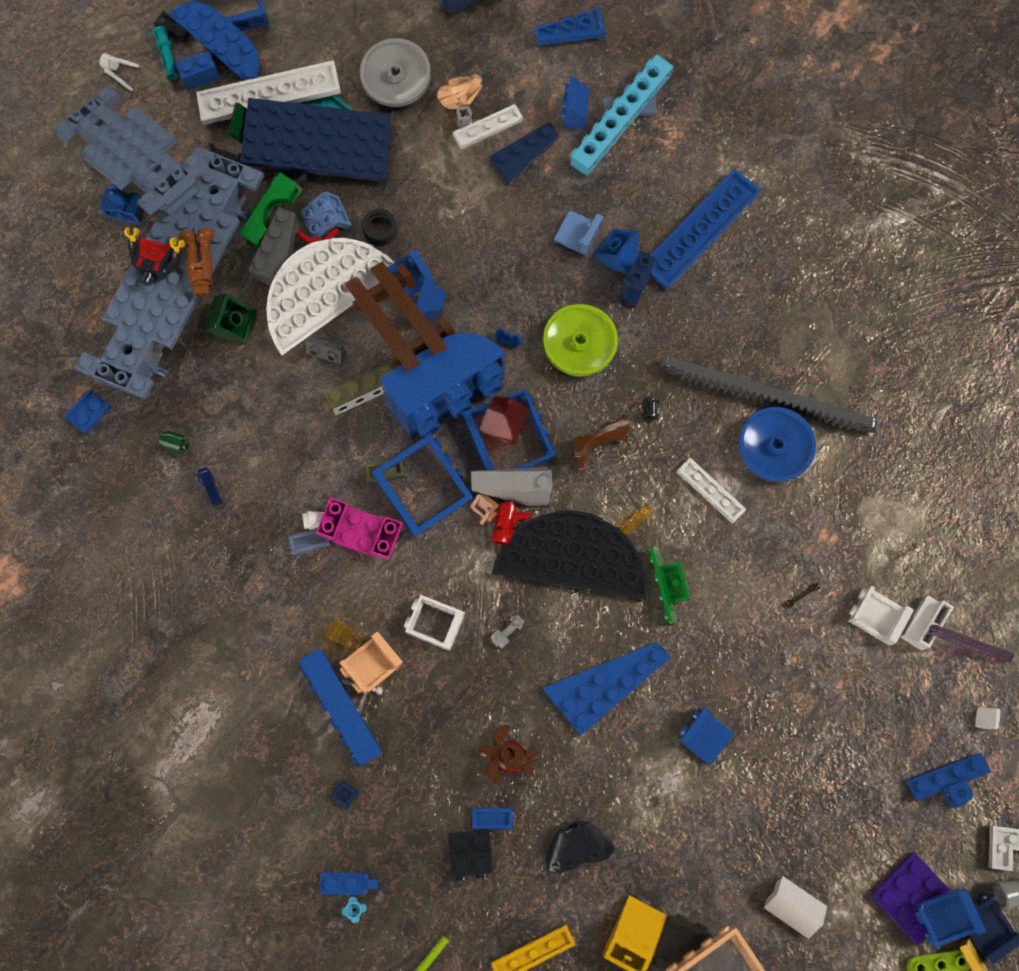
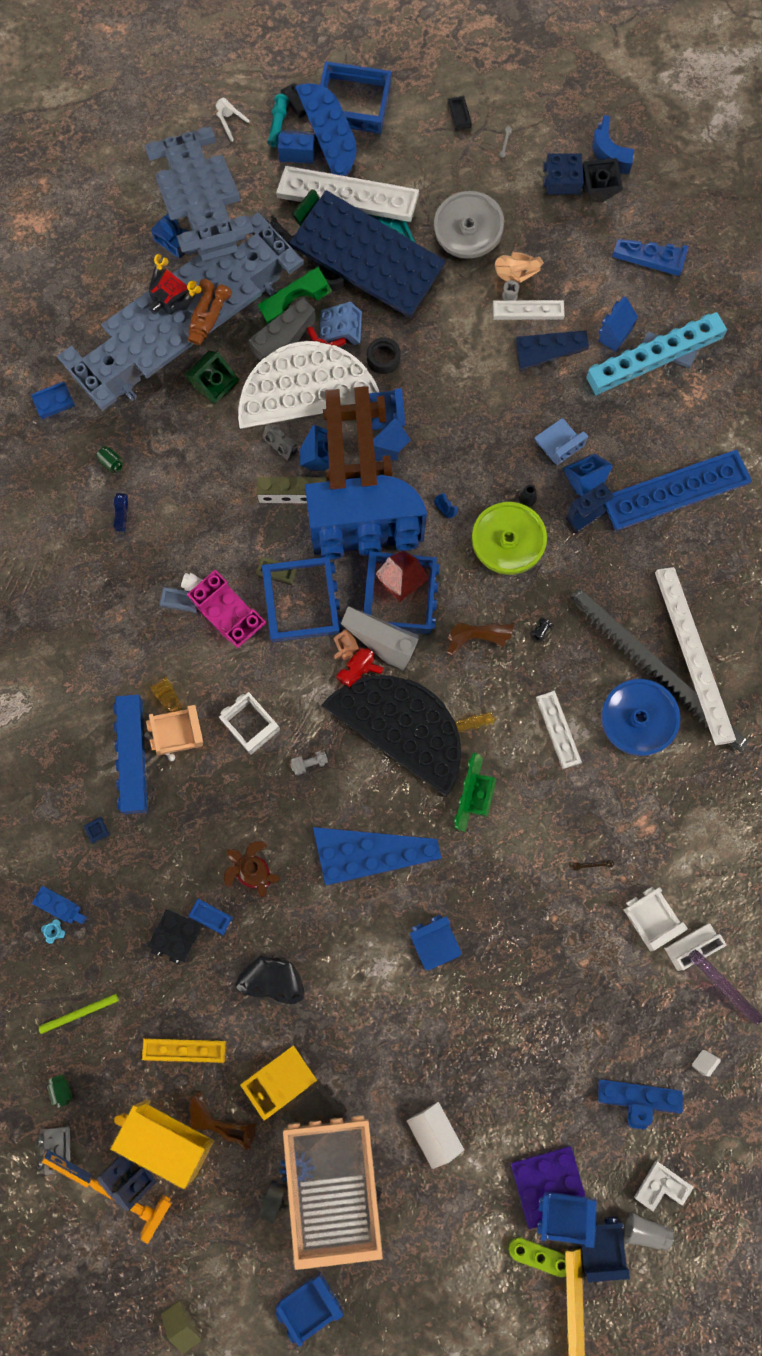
camera: 30 degrees right, 0 degrees up
(366, 341) = (315, 450): none -> blue slope
(576, 294) = (528, 496): none -> black cone
(795, 367) = (695, 656): none -> white plate

